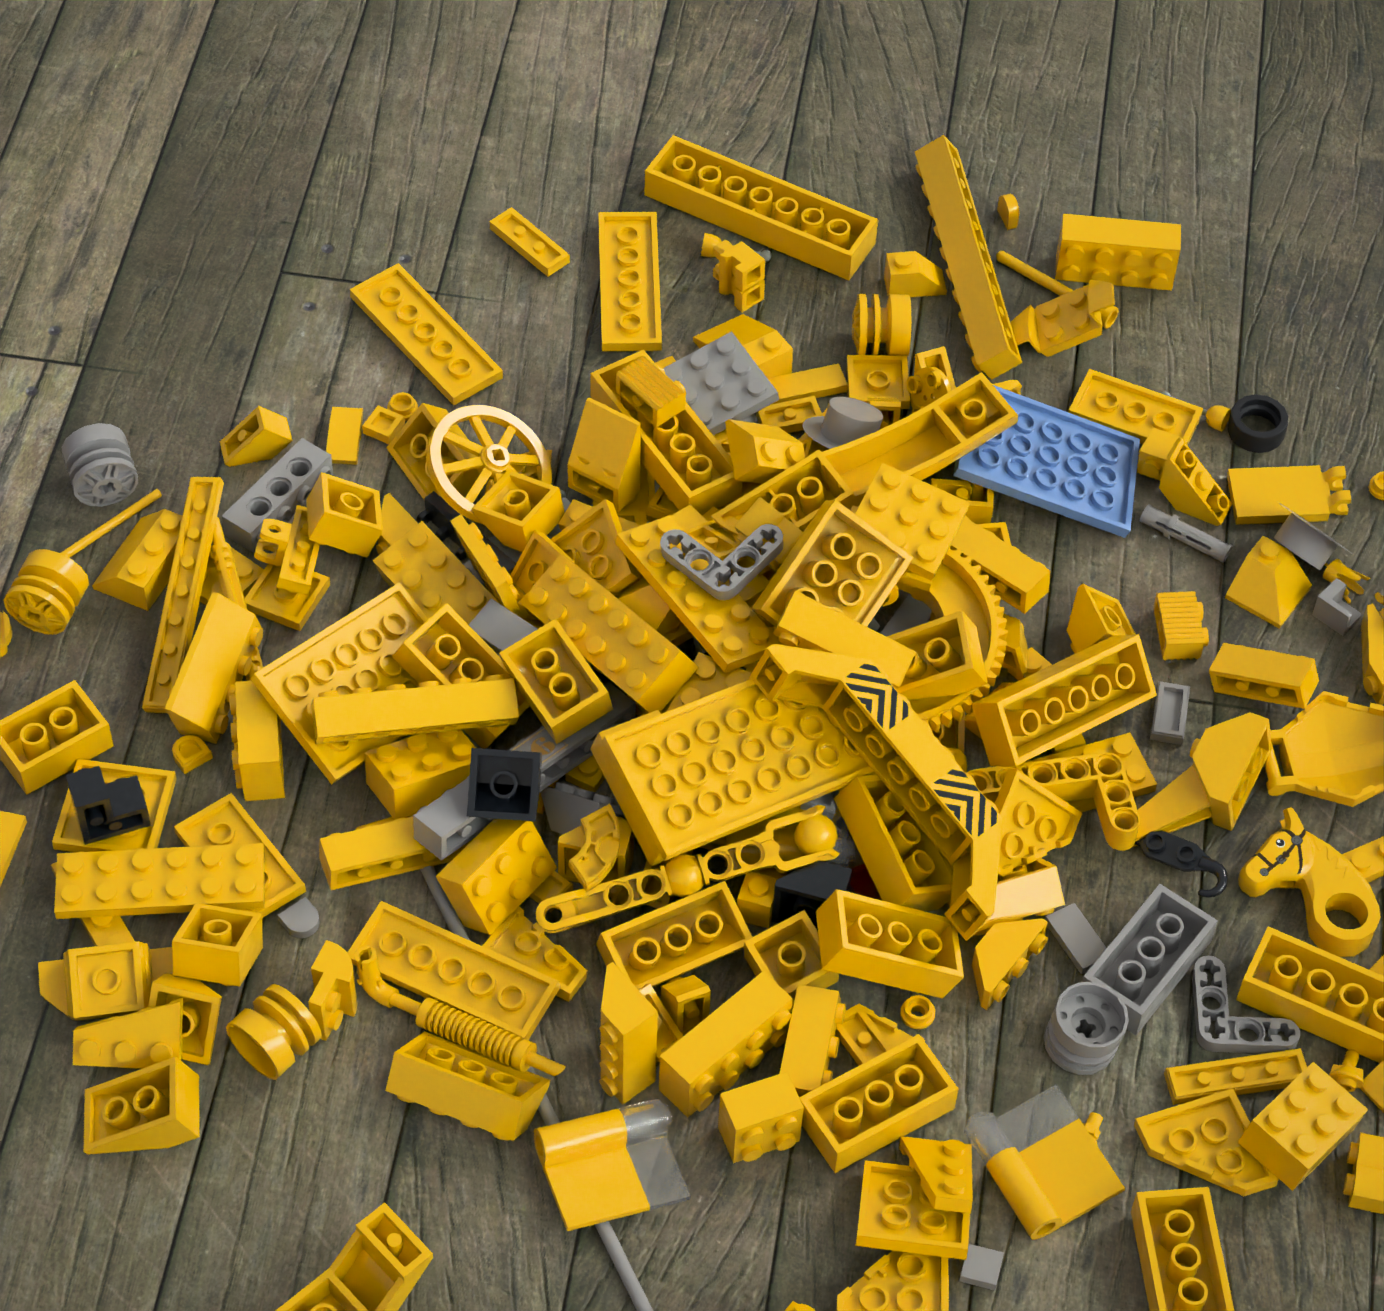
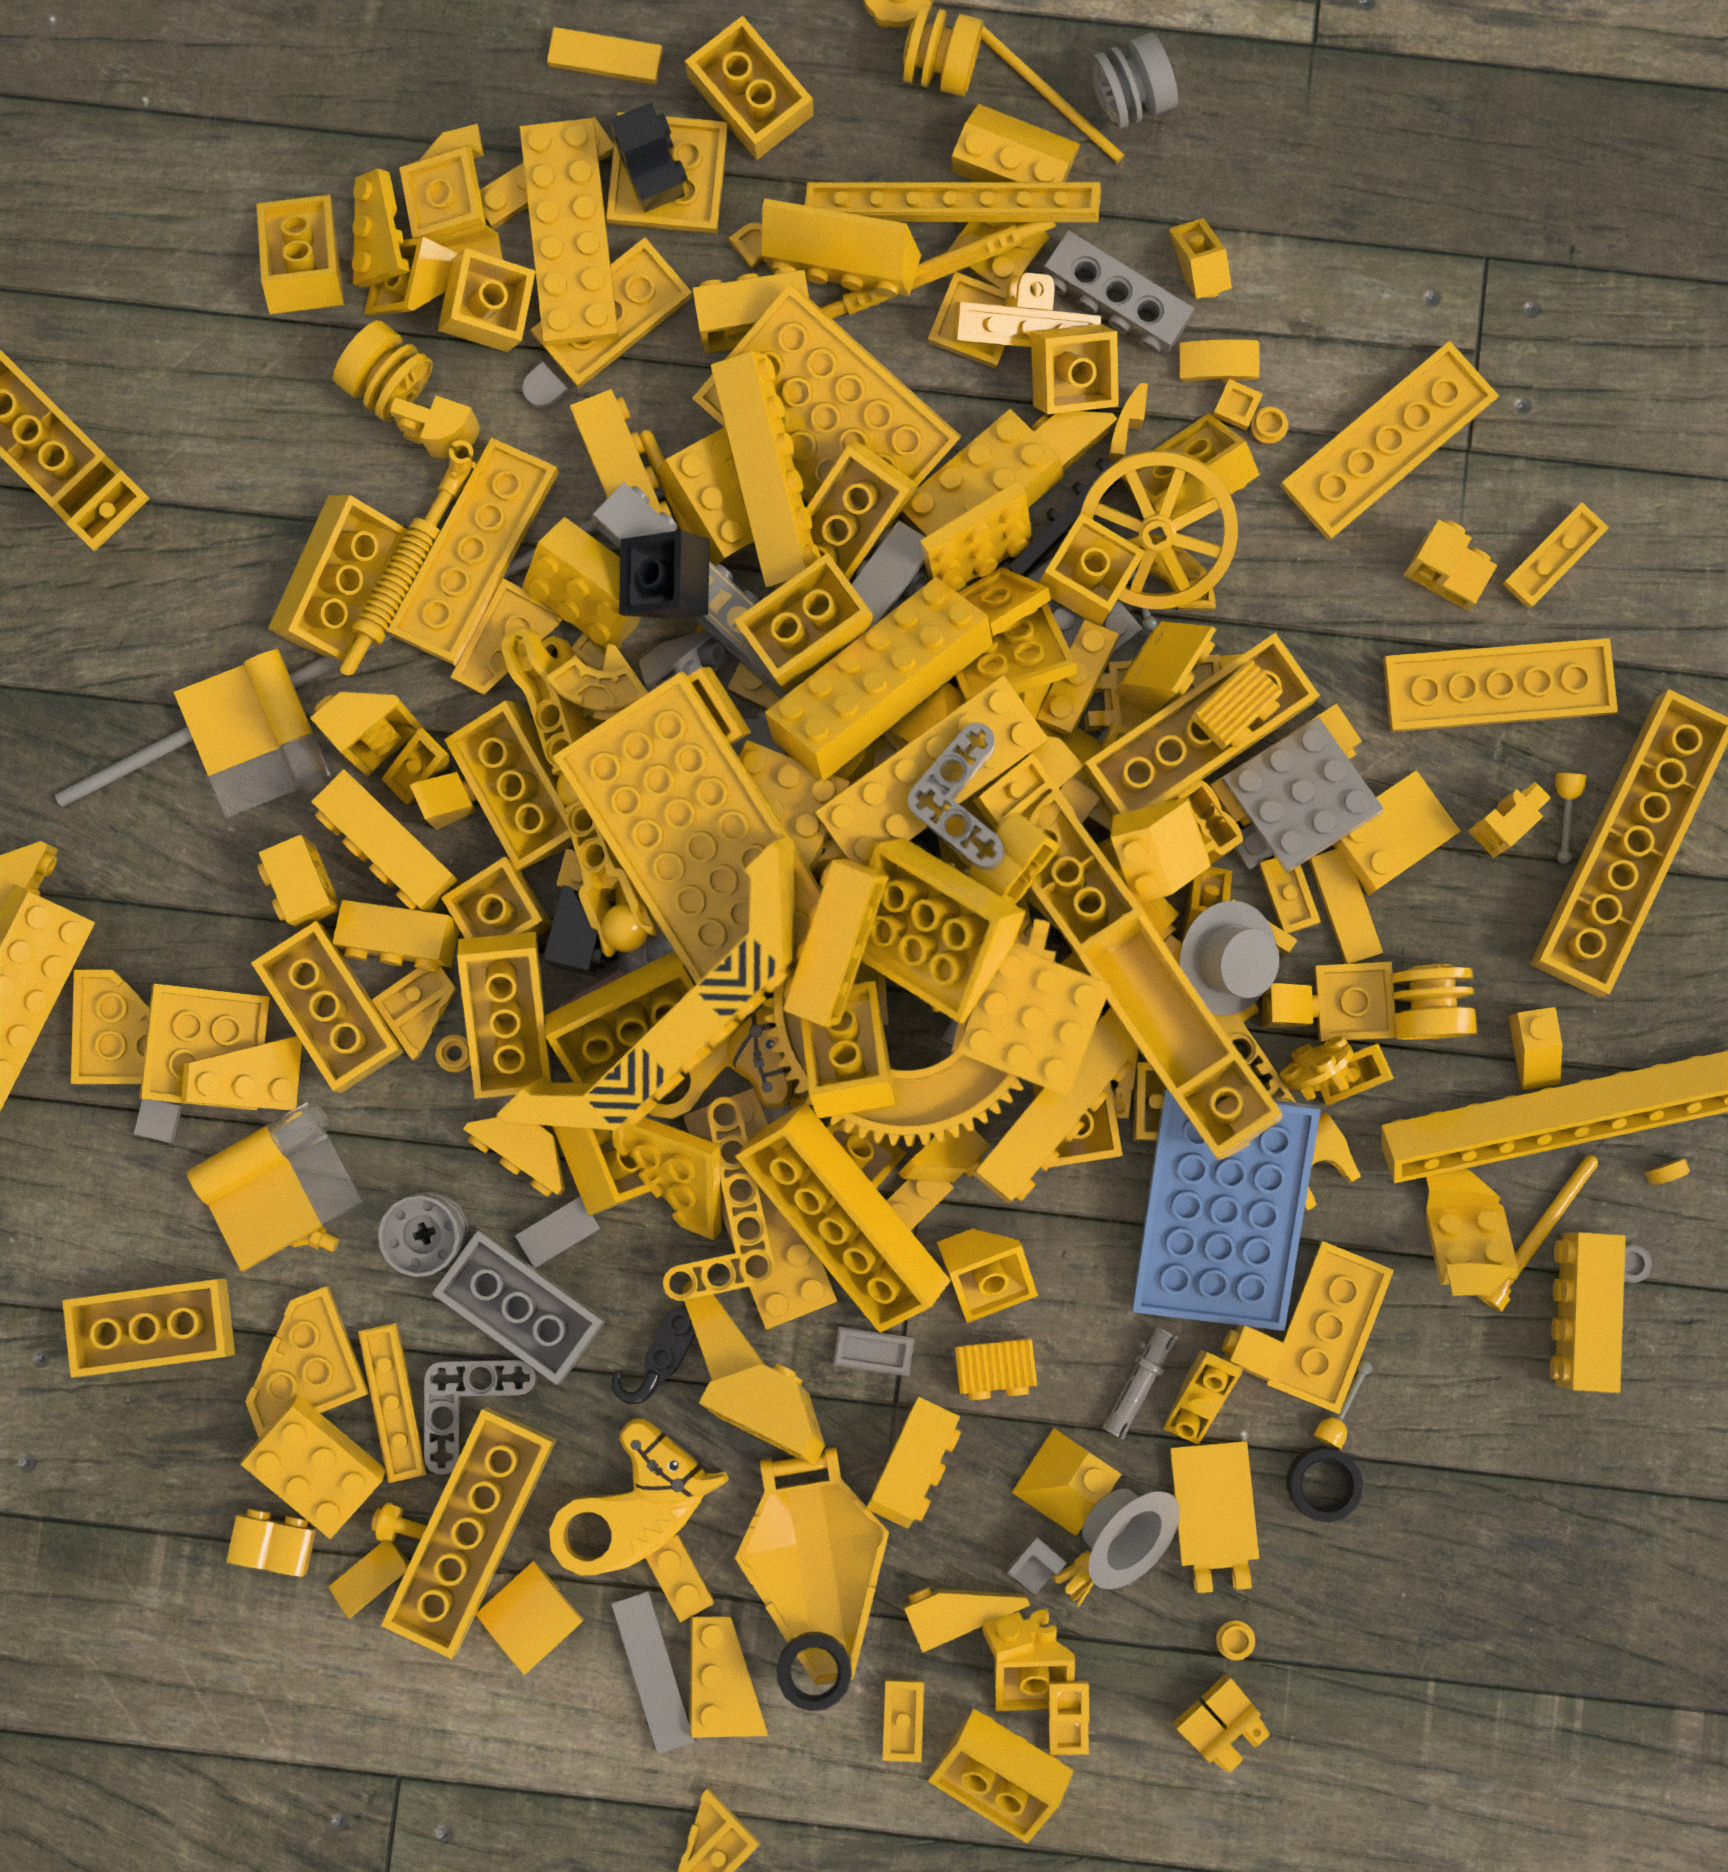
camera: 90 degrees right, 30 degrees up
(407, 497) = (1130, 418): none -> yellow slope
(532, 299) = (1449, 567): none -> yellow brick

